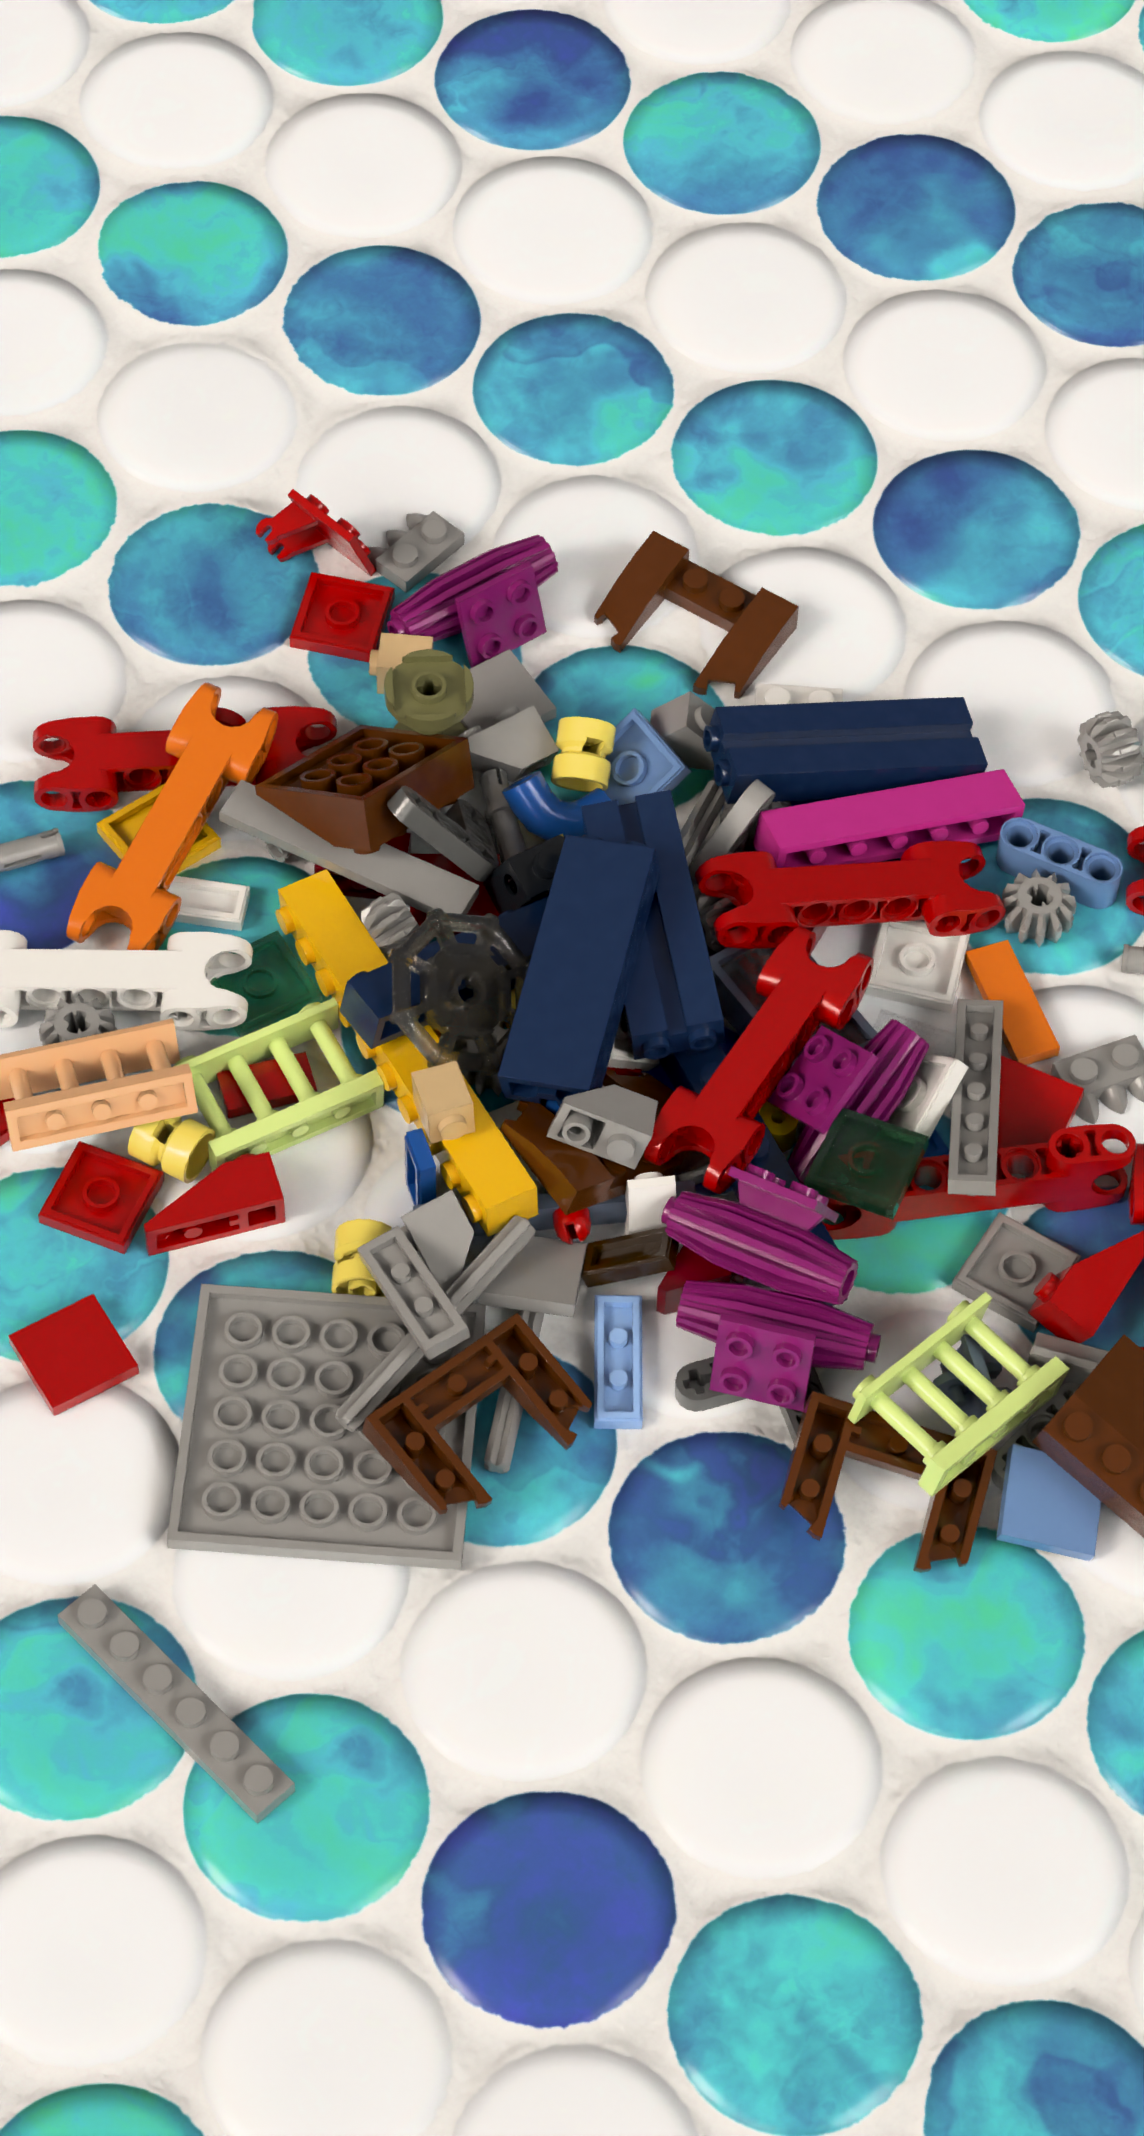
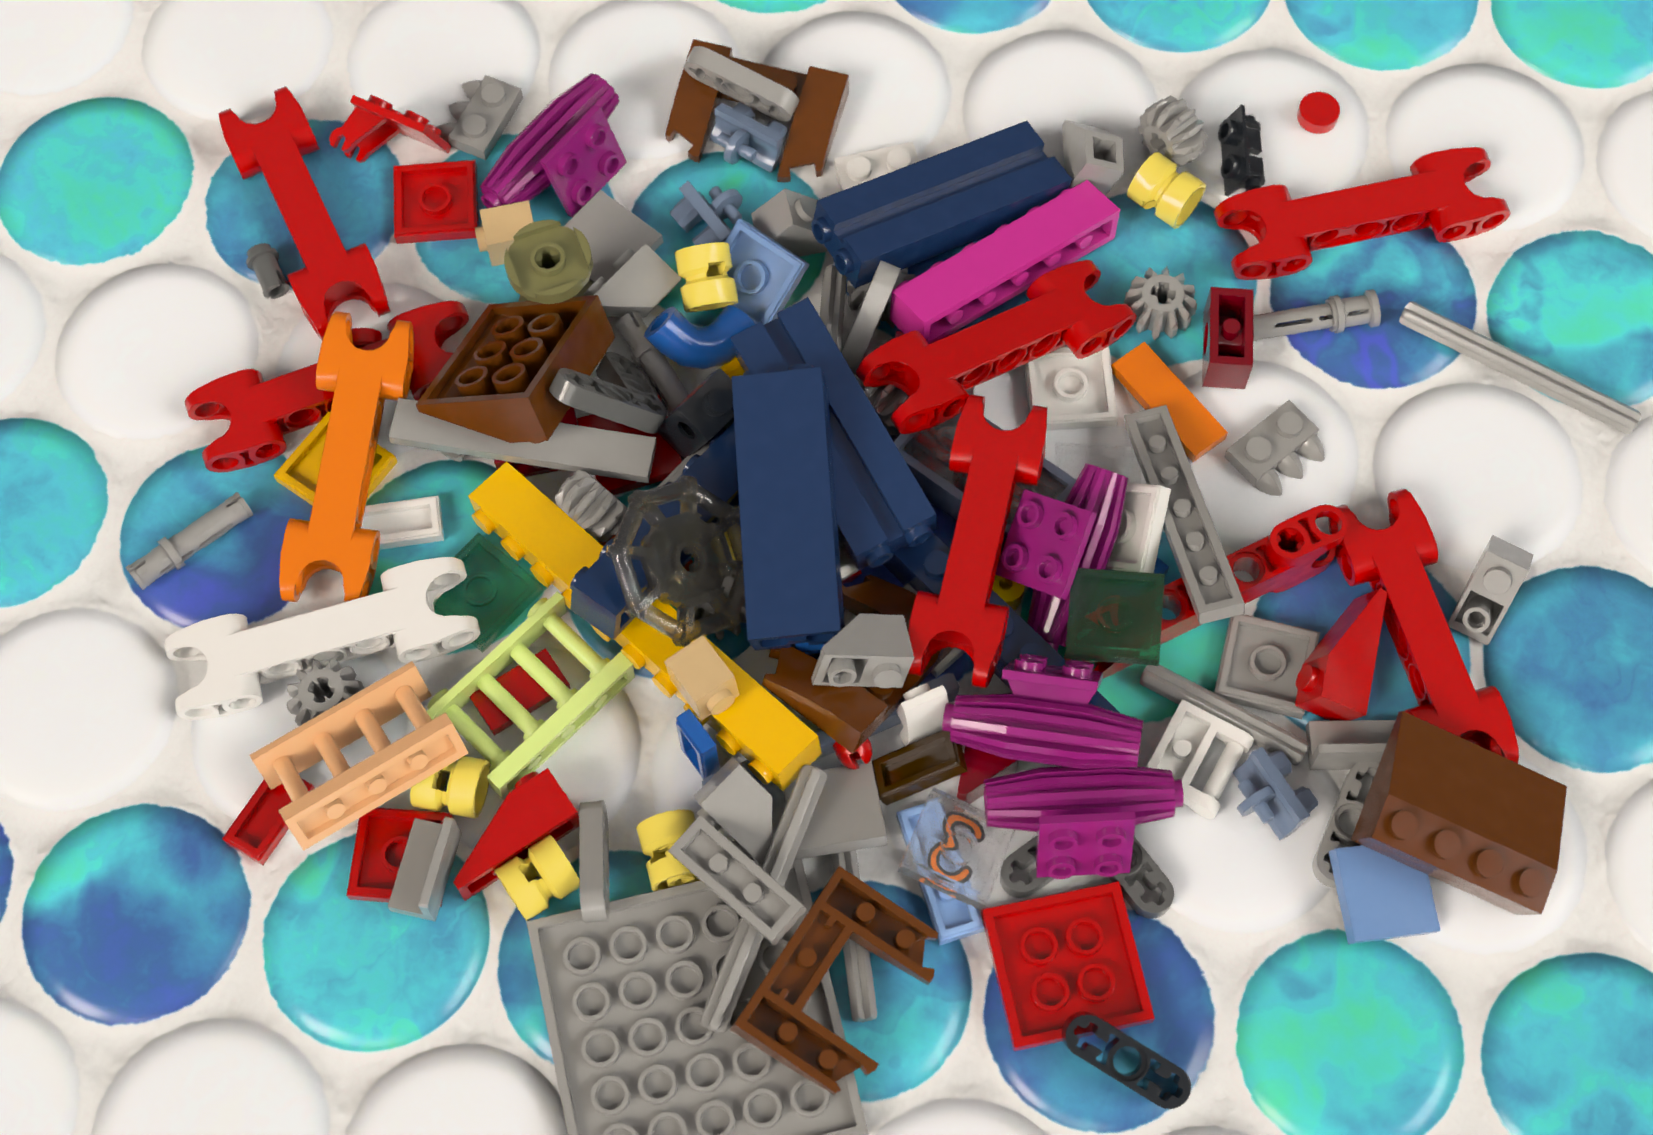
camera: 15 degrees left, 10 degrees up
(73, 1354) = (426, 1030): red tile -> none
(122, 1209) = (425, 868): none -> light grey panel
(153, 628) = (268, 272): none -> dark grey pin
(200, 527) = (330, 270): none -> red piece
(226, 1248) = (555, 874): none -> light yellow wheel
(284, 1248) = (594, 861): none -> light grey beam
(600, 691) = (695, 207): none -> sand blue hips
(640, 1342) = (956, 849): none -> clear tile
(672, 638) = (747, 138): none -> sand blue hips
(685, 584) = (741, 83): none -> light grey beam
(710, 1477) = (1064, 959): none -> red plate
(719, 1537) = (1149, 1089): none -> black beam
(829, 1436) = (1288, 886): reddish brown wedge -> none
(904, 1318) = (1185, 747): none -> white plate
(939, 1285) = (1263, 732): none -> light grey axle
(972, 1434) = (1319, 818): yellowish green fence -> none
(1019, 750) = (1092, 155): none -> light grey slope
(1033, 1104) = (1233, 500): red tile -> none
(1046, 848) = (1181, 244): medium blue beam -> none
(1086, 807) = (1169, 192): none -> light yellow wheel
(1091, 956) = (1228, 338): none -> dark red brick

